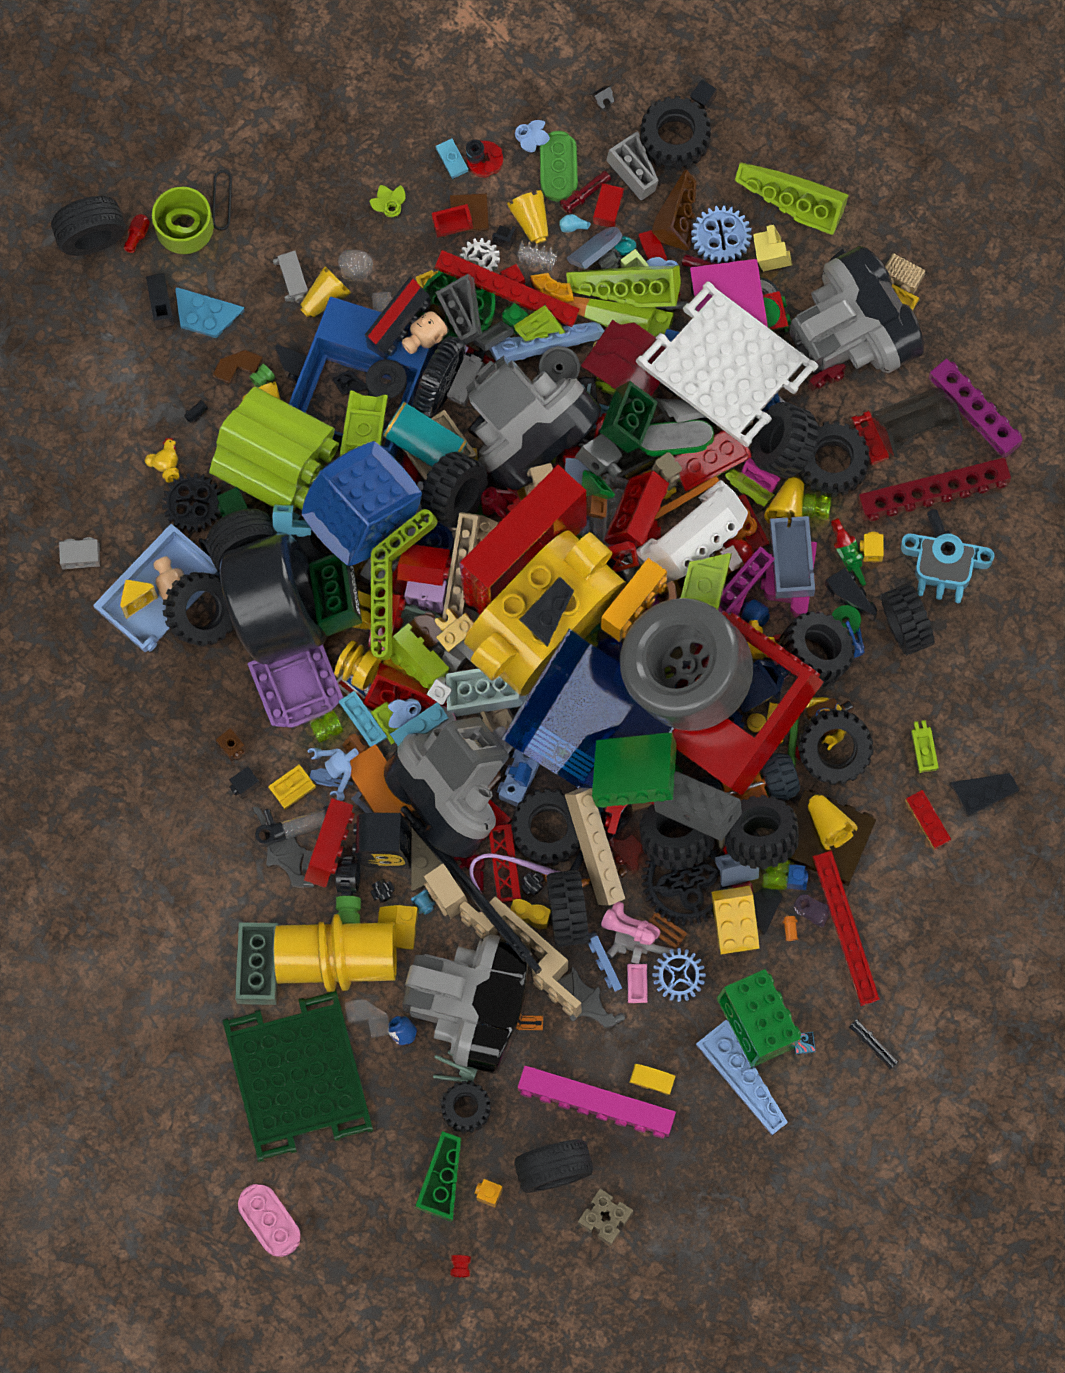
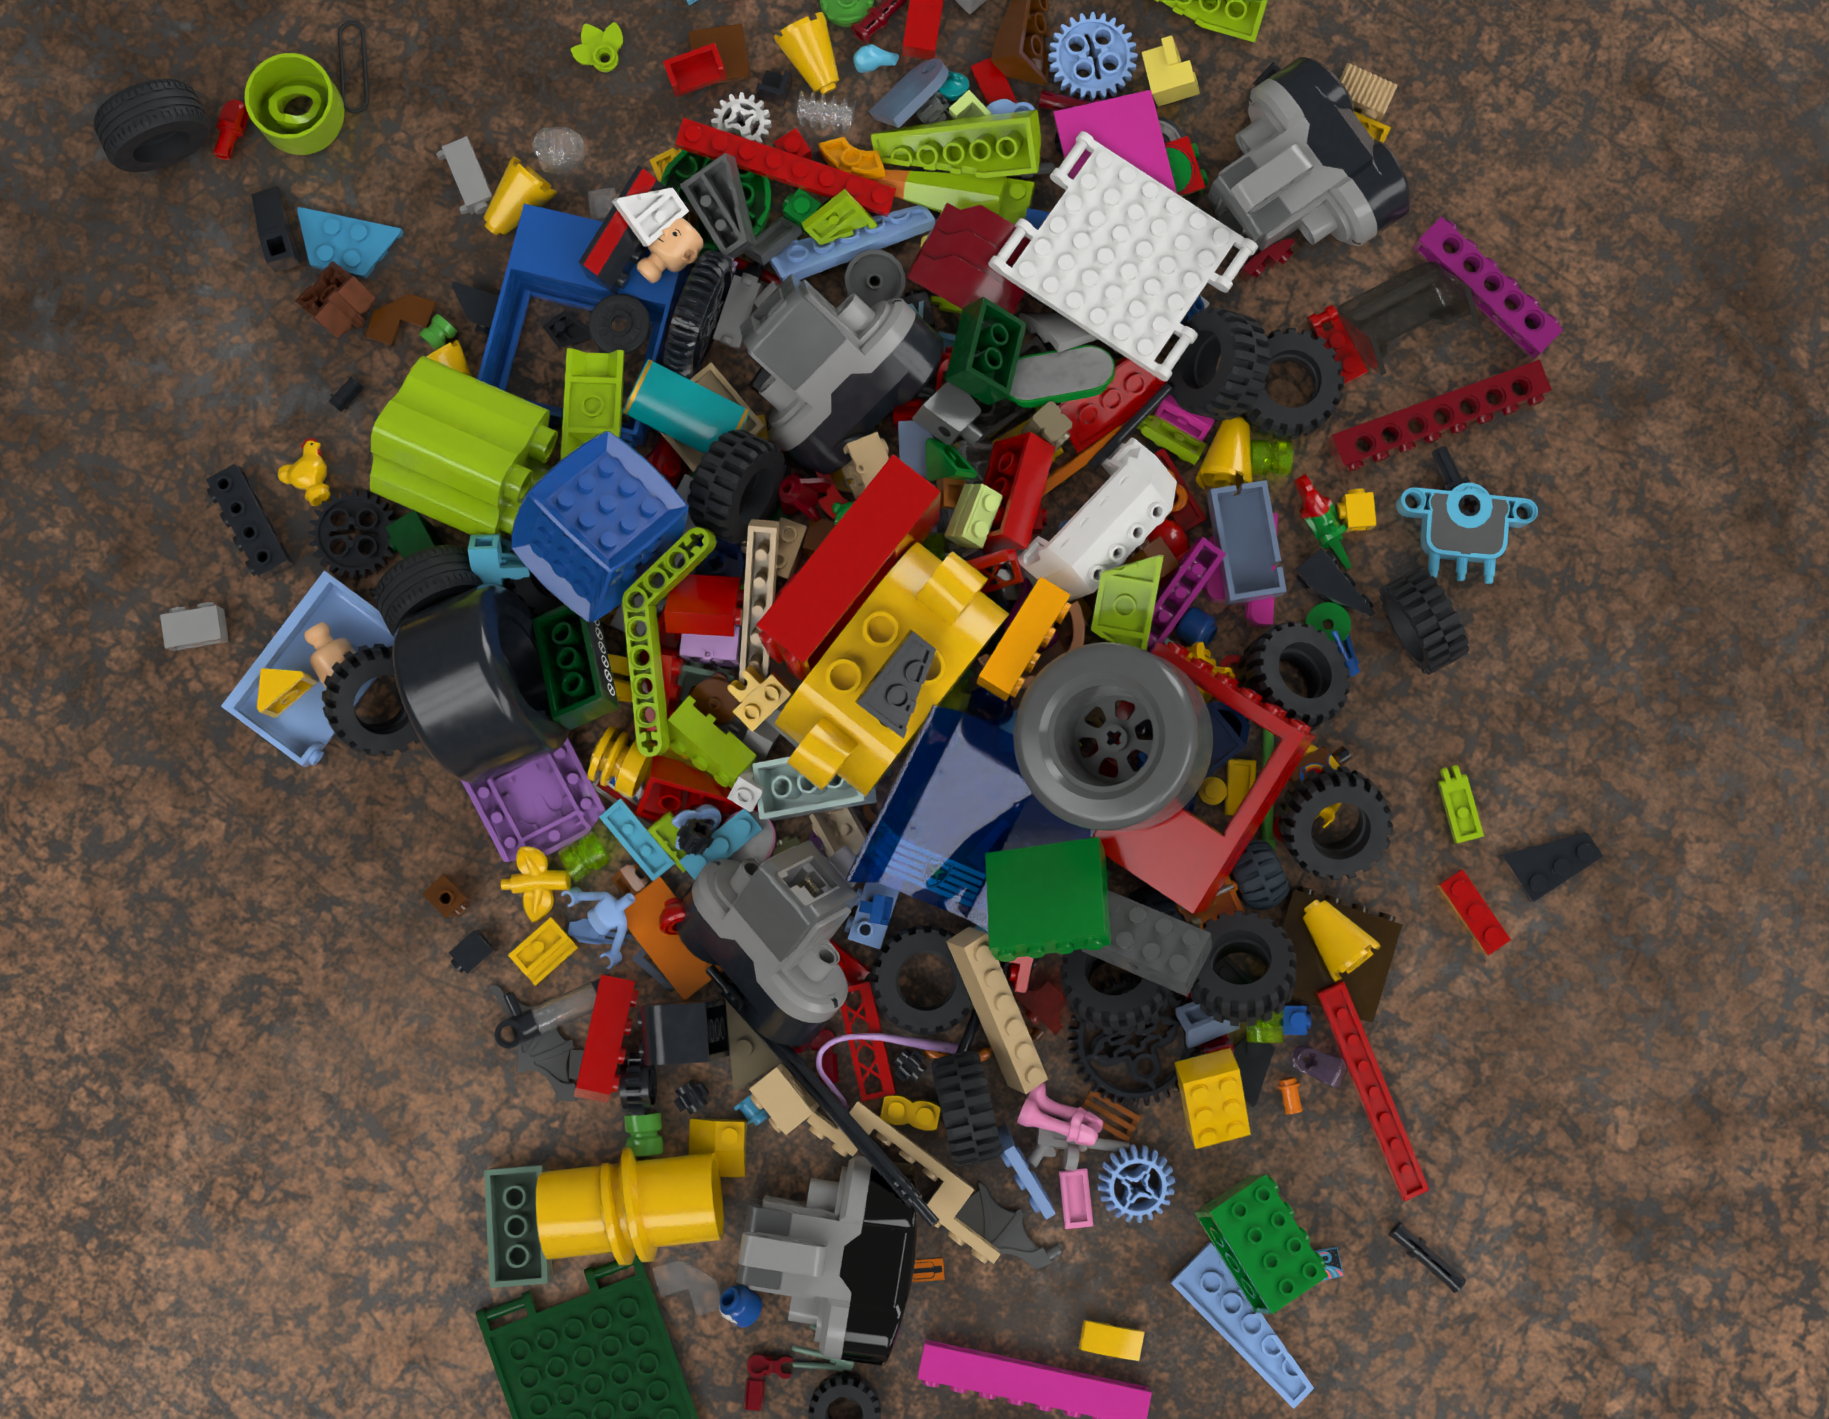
camera: 10 degrees left, 10 degrees up
(123, 489) = (249, 522): none -> black brick
(197, 349) = (336, 300): none -> copper brick
(291, 740) = (536, 882): none -> yellow plant
(383, 764) = (670, 915): none -> red brick
(403, 716) = (695, 836): none -> black gear
(406, 1087) = (758, 1366): none -> dark red bar
(415, 307) = (650, 212): none -> white wing
(610, 520) = (973, 516): none -> yellowish green brick
(723, 475) = (1130, 426): none -> black bar

